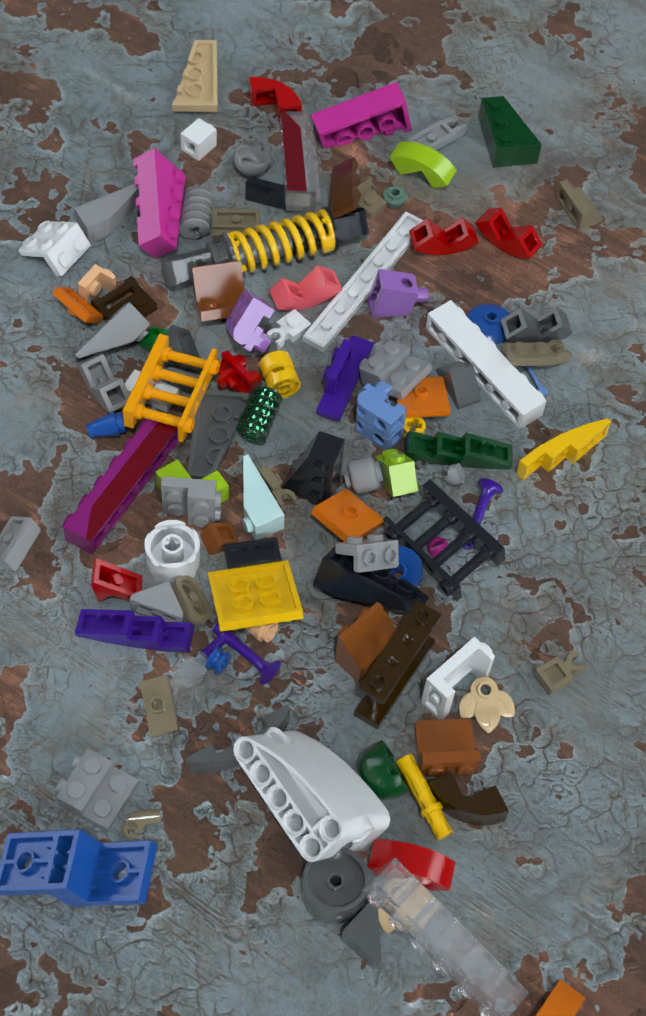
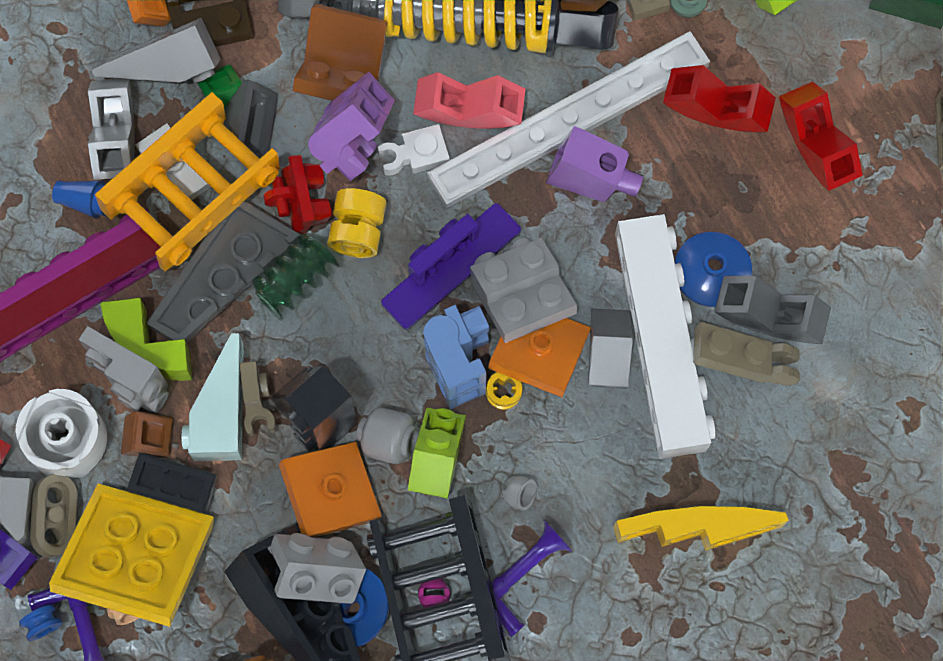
camera: 30 degrees right, 15 degrees up
(468, 450) = (547, 457): dark green slope -> none
(543, 390) = (726, 414): medium blue hinge -> none

